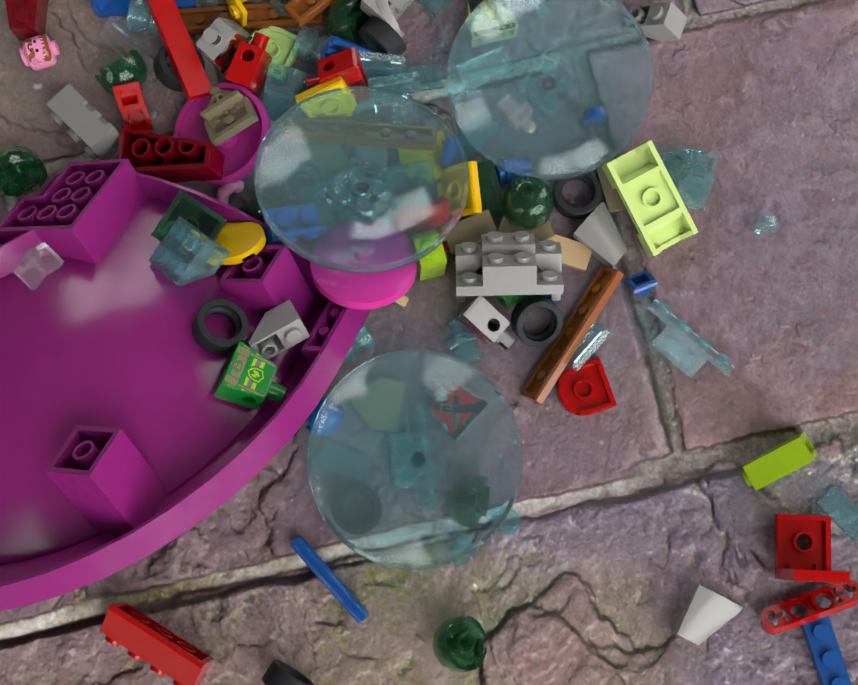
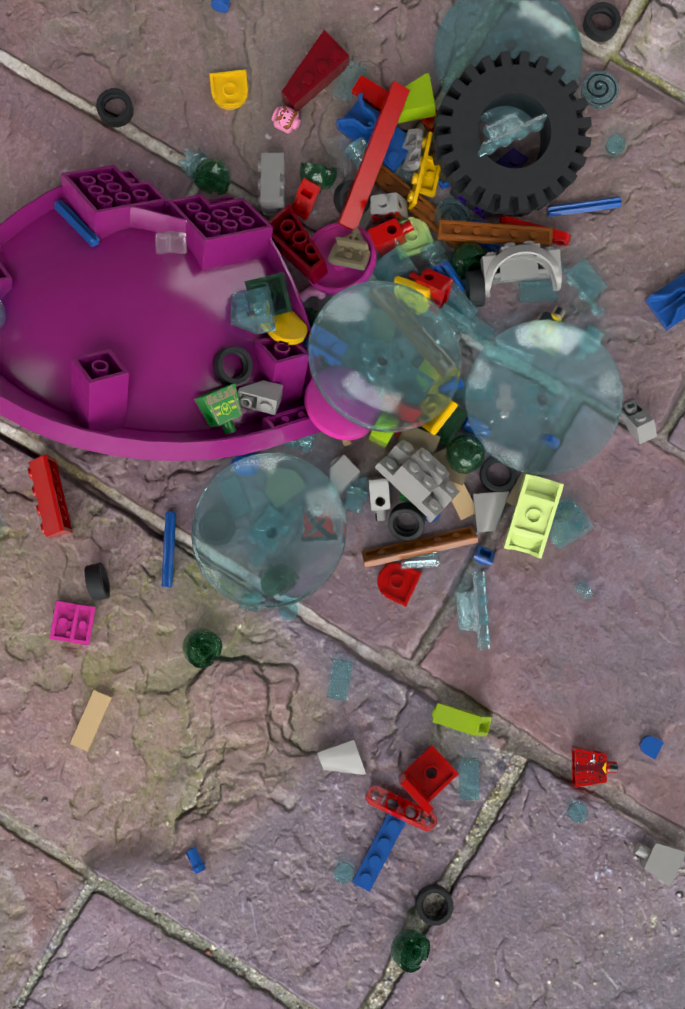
camera: 45 degrees right, 5 degrees up
(429, 331) = (343, 473): none -> light grey slope
(625, 540) = (340, 680): none -> clear light blue tile

